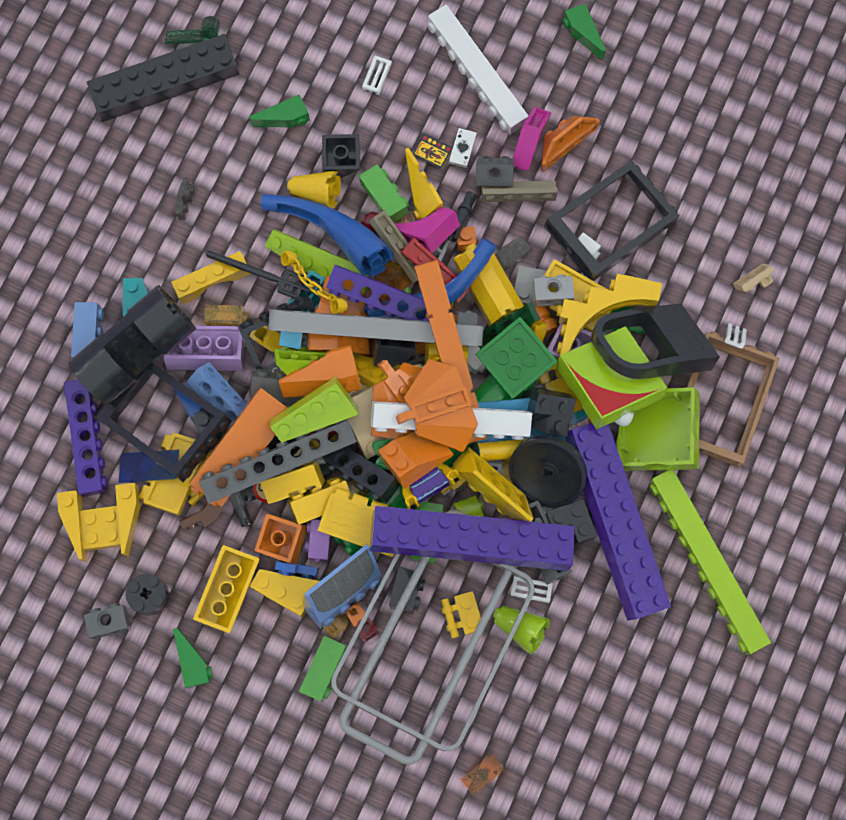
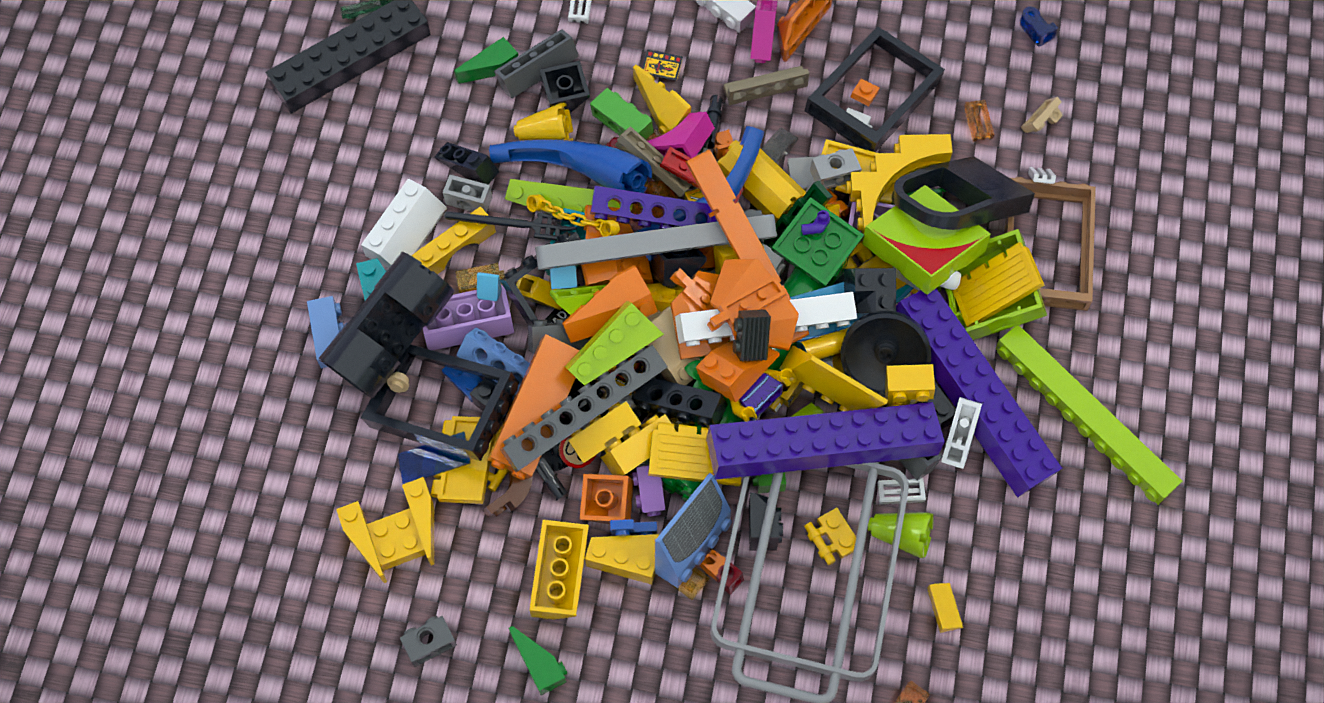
camera: 15 degrees left, 10 degrees down
(97, 484) = (368, 496): dark purple brick -> none
(132, 396) = (398, 382): none -> tan plate
(137, 589) = (457, 606): black brick -> none
(173, 251) = (404, 224): none -> white slope
(184, 195) = (402, 166): clear smoke slope -> none
(227, 327) = (488, 286): none -> medium azure slope
(232, 236) = (467, 194): none -> light grey brick
(241, 205) = (468, 163): none -> black slope
(322, 669) = (693, 633): bright green brick -> none
(331, 121) = (525, 69): none -> dark grey brick
(431, 437) = (752, 335): none -> pearl dark grey brick
(462, 148) = (693, 55): white tile -> none
(486, 177) = (747, 72): dark grey brick -> none
(520, 344) = (819, 224): none -> dark purple arm
(538, 698) = (944, 607): none -> yellow slope
(557, 507) = (909, 384): none -> yellow slope
(593, 557) = (961, 433): none -> white slope
(600, 224) = (865, 92): none -> orange plate
(663, 431) = (998, 285): none -> yellow hinge
(696, 283) = (983, 135): none -> clear orange tile
(775, 191) = (1037, 27): none -> clear blue leg

